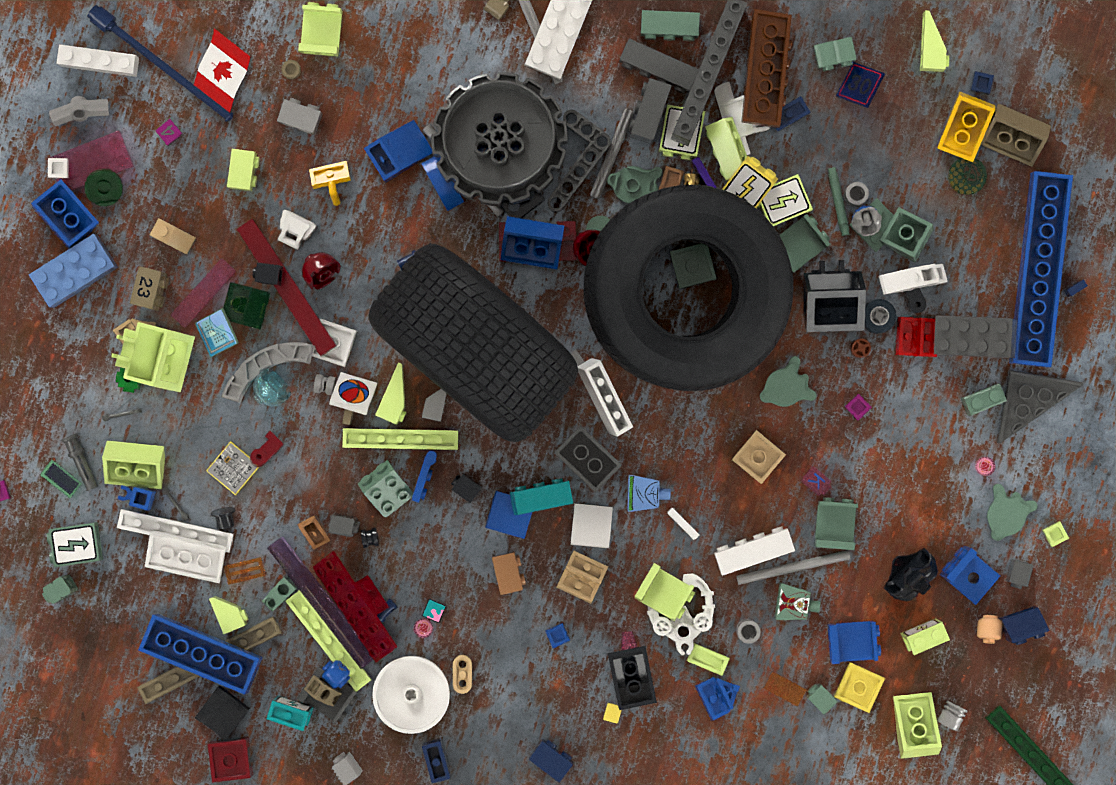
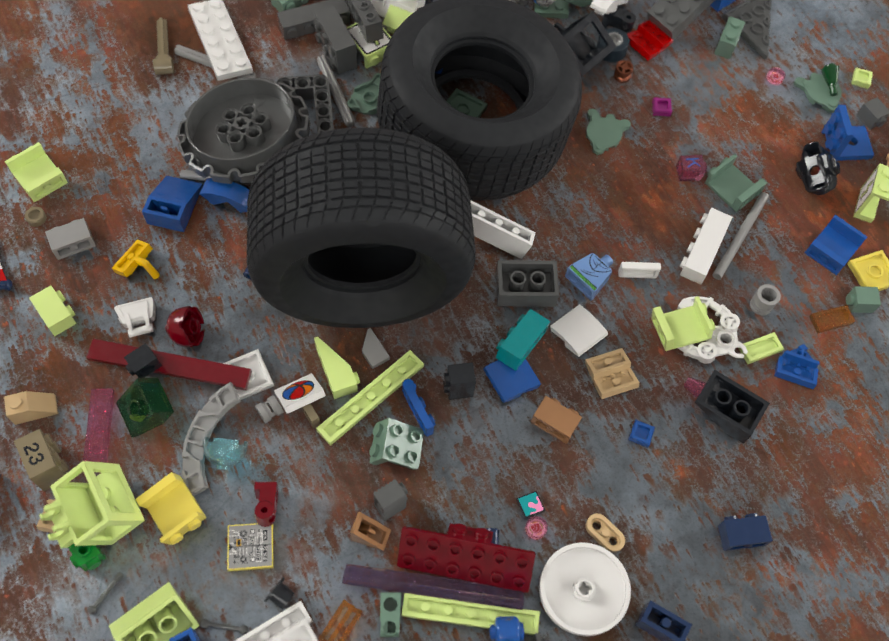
camera: 45 degrees left, 25 degrees down
(205, 399) = (172, 508): none -> light yellow panel
(216, 332) = (137, 447): piece -> none
(369, 537) = (421, 494): black wheel -> none
(612, 713) = (743, 453): light yellow sticker -> none
(758, 457) = (638, 186): tan plate -> none
(794, 603) = (769, 254): sand green torso -> none
(1022, 511) = (830, 74): none -> dark green cone

